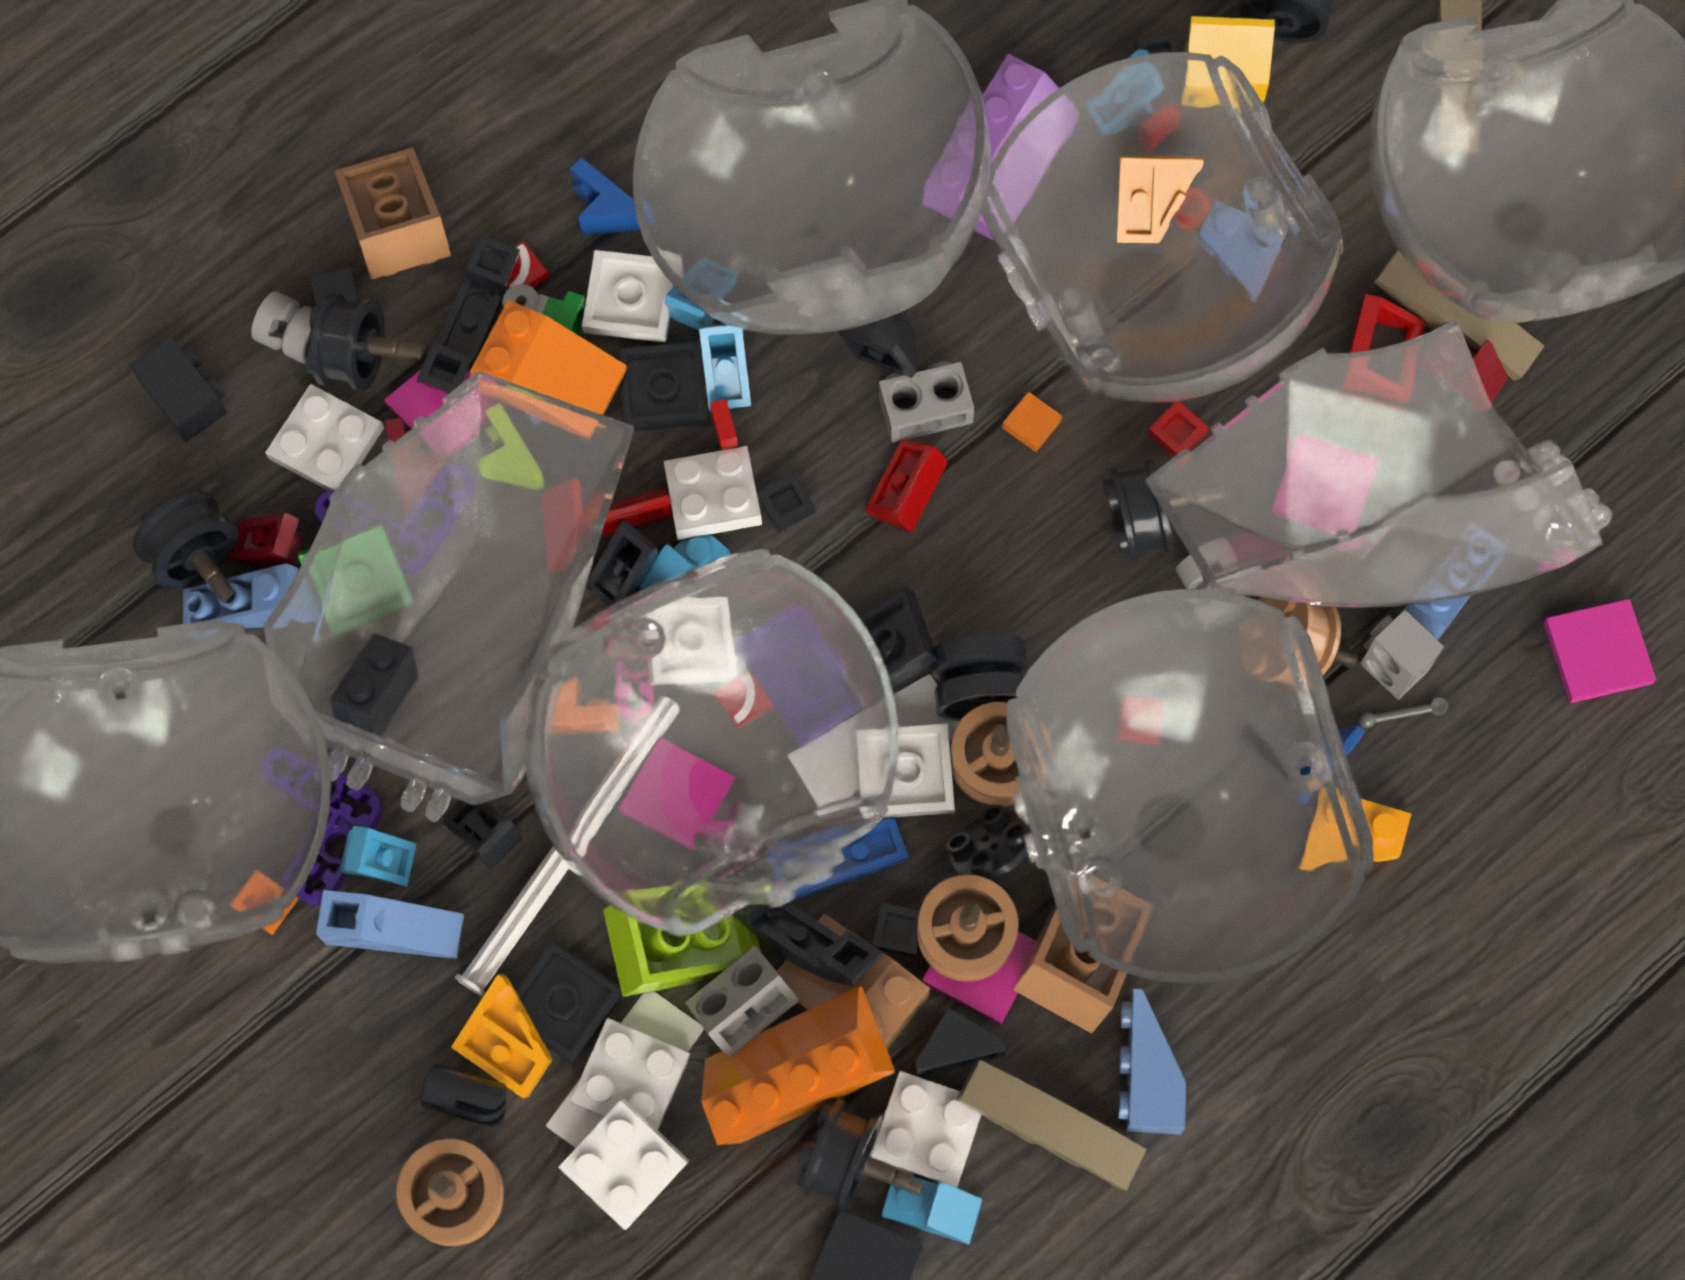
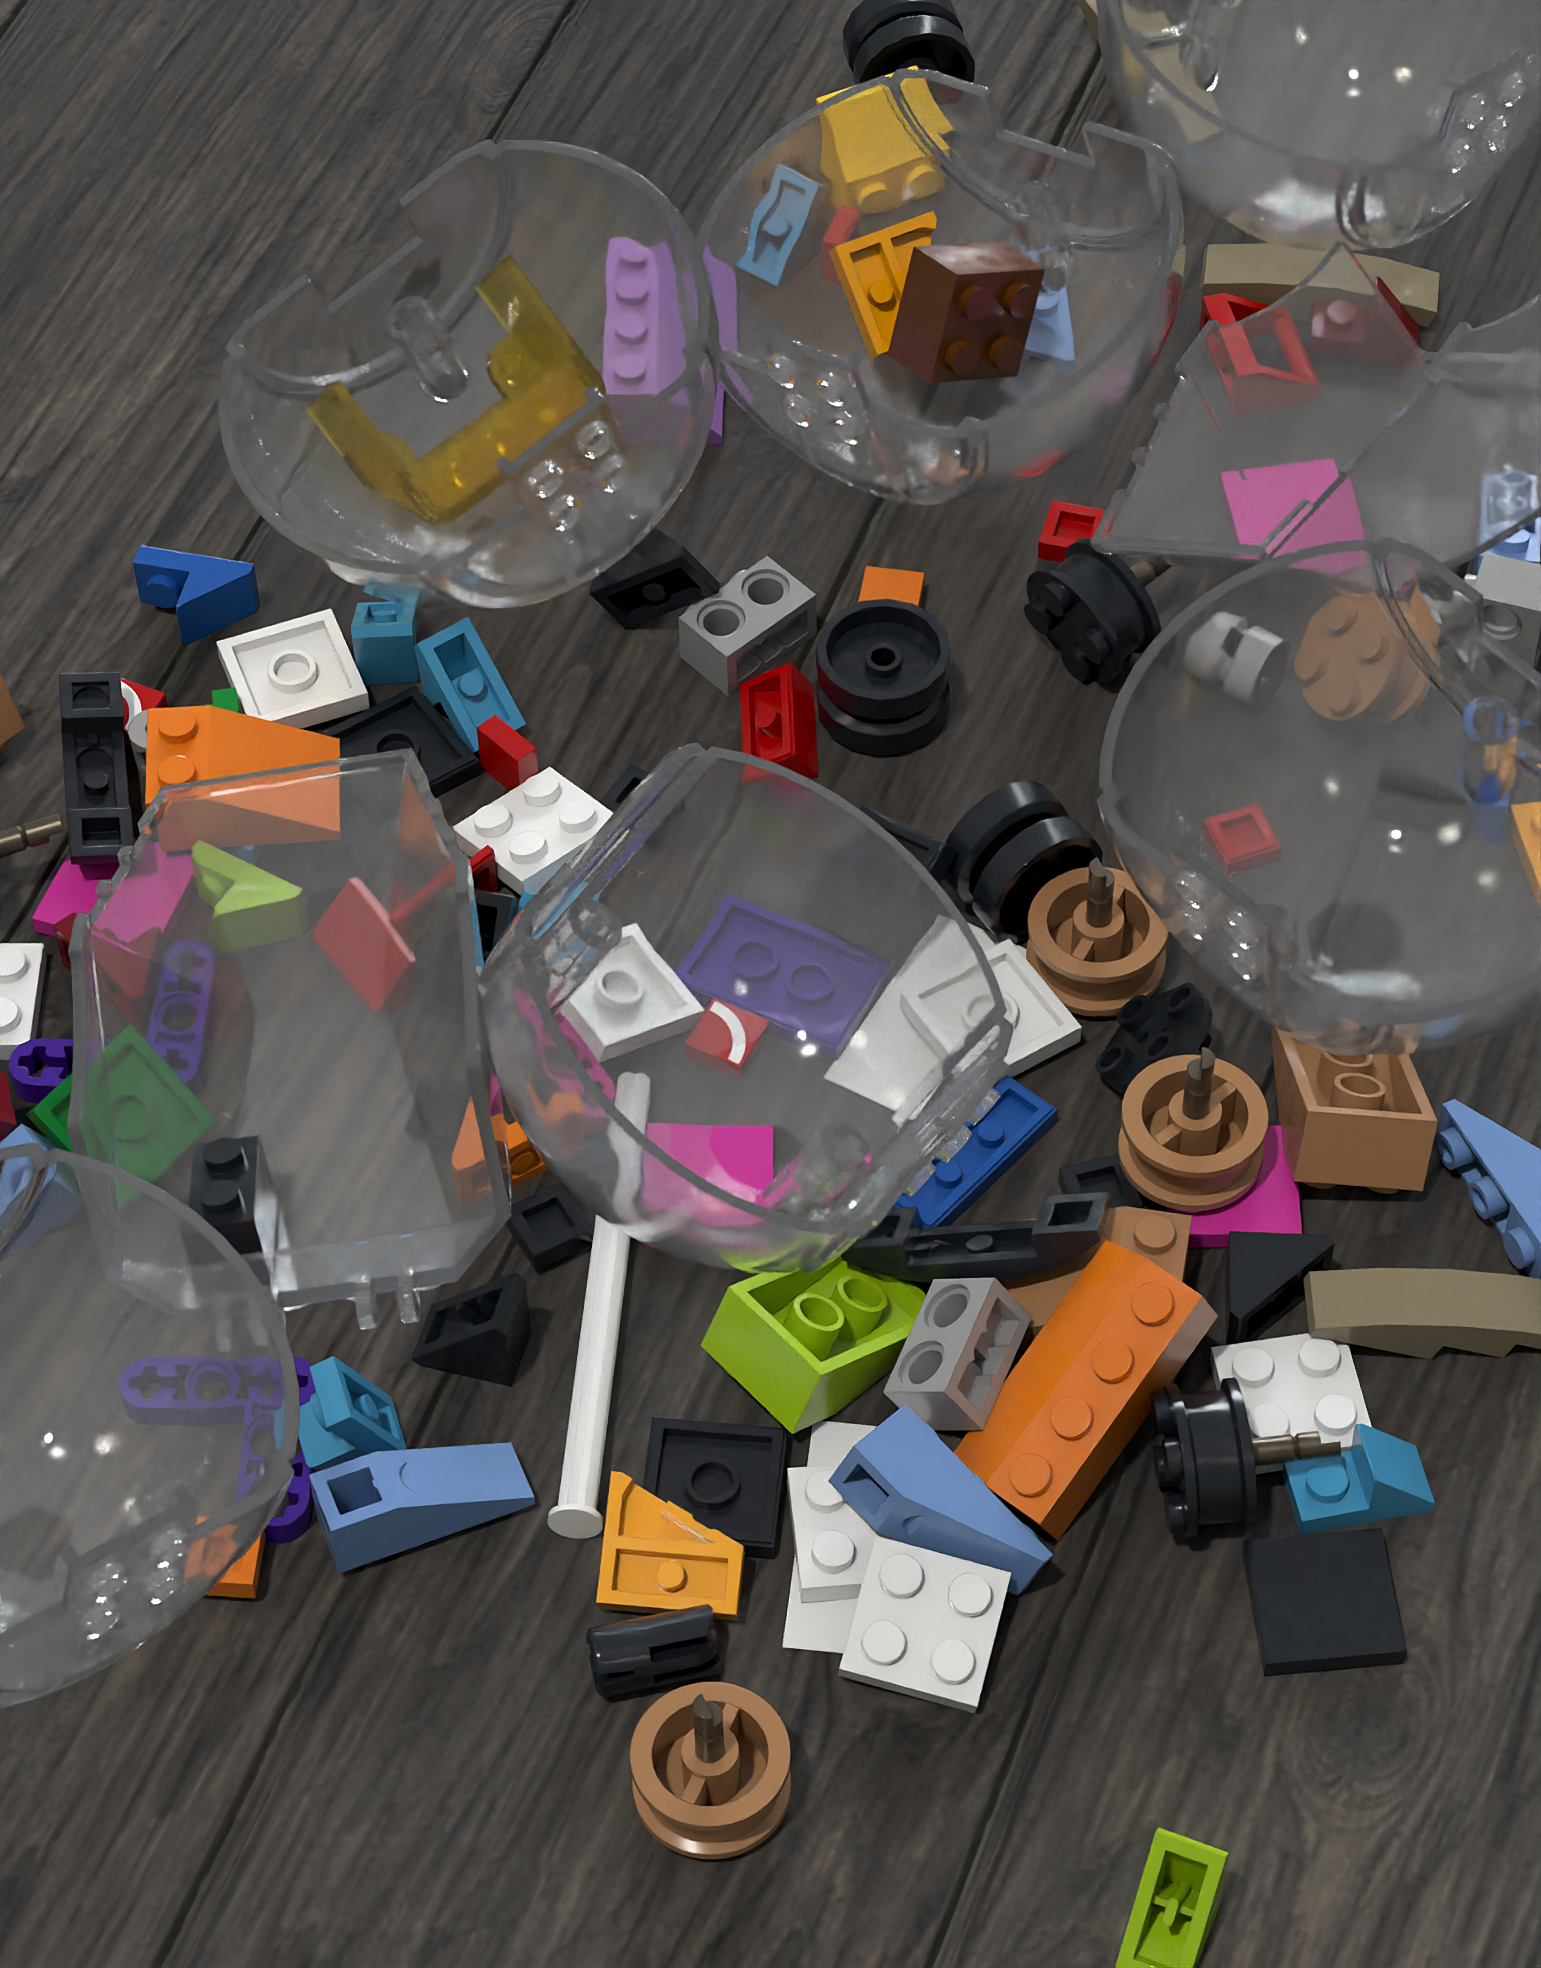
camera: 30 degrees left, 20 degrees down
(661, 1087) = (928, 1498): none -> medium blue slope
(829, 198) = (541, 384): none -> clear yellow windscreen
(982, 489) = (883, 676): none -> black wheel
(1183, 246) = (965, 311): none -> reddish brown brick

